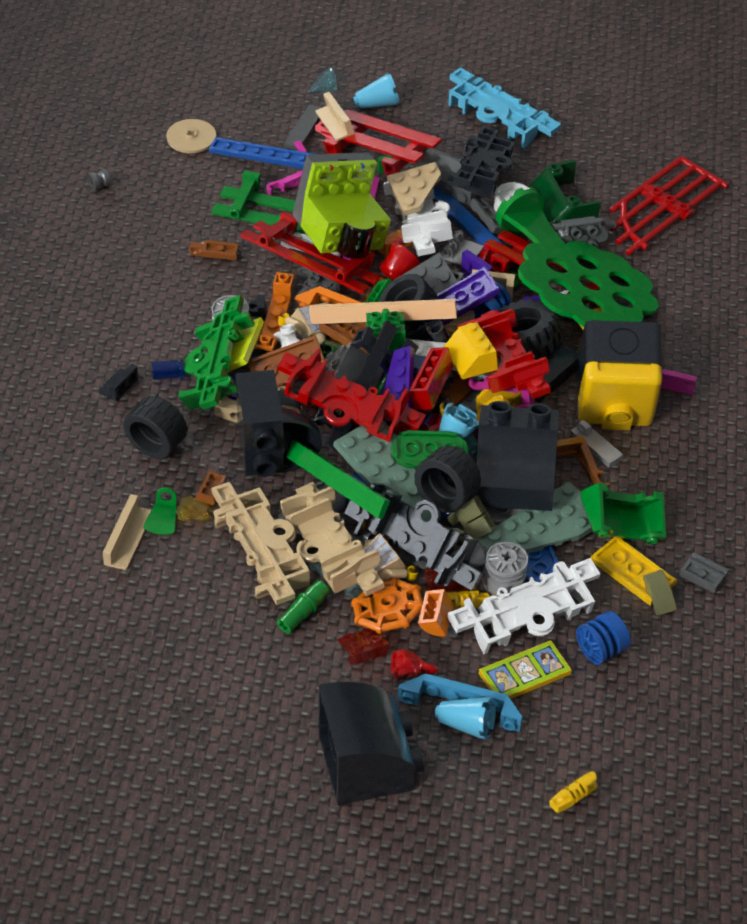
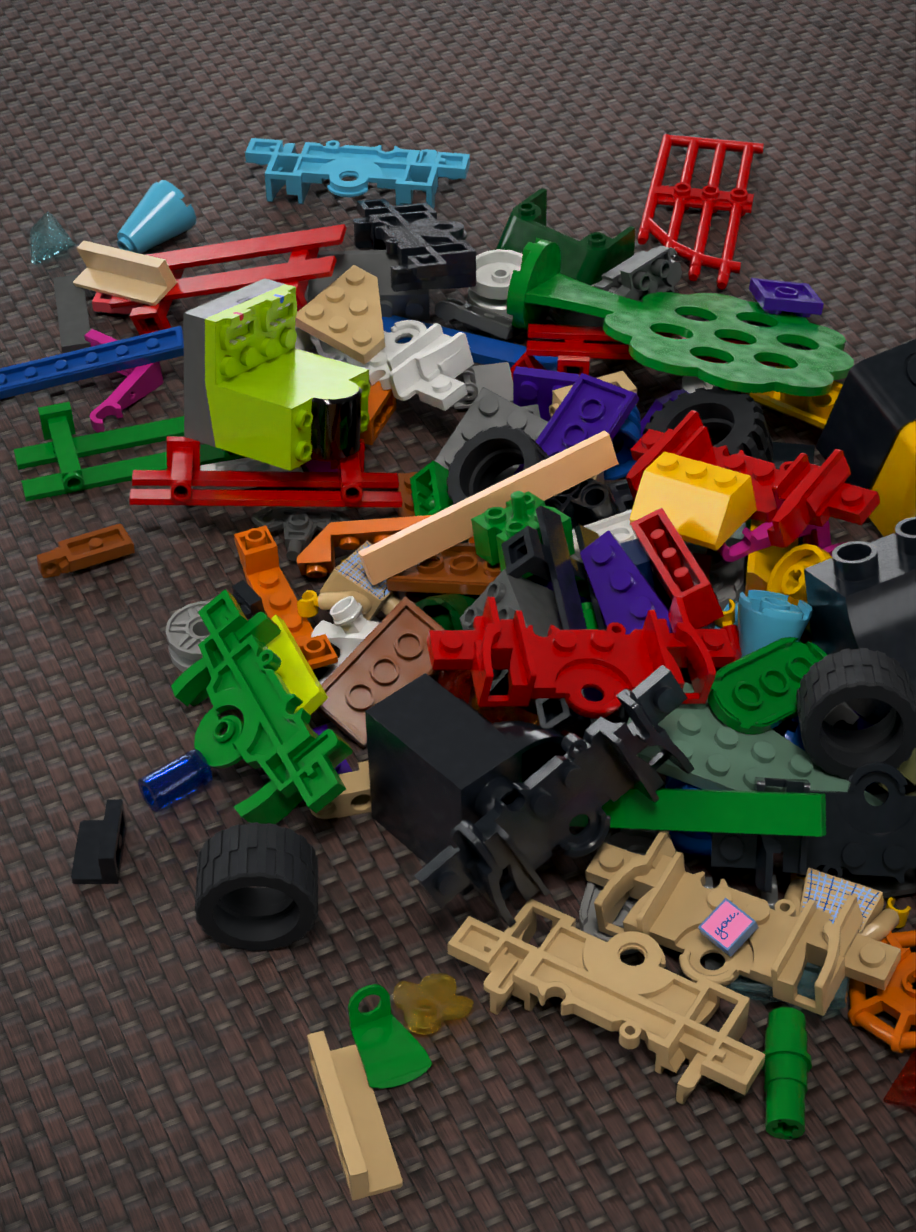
camera: 30 degrees left, 5 degrees down
(205, 492) = (427, 943): dark orange plate -> none
(288, 447) = (569, 785): none -> black piece
(324, 538) = (728, 927): none -> tile
(398, 261) = (417, 438): red piece -> none
(650, 273) = (786, 296): none -> dark purple plate

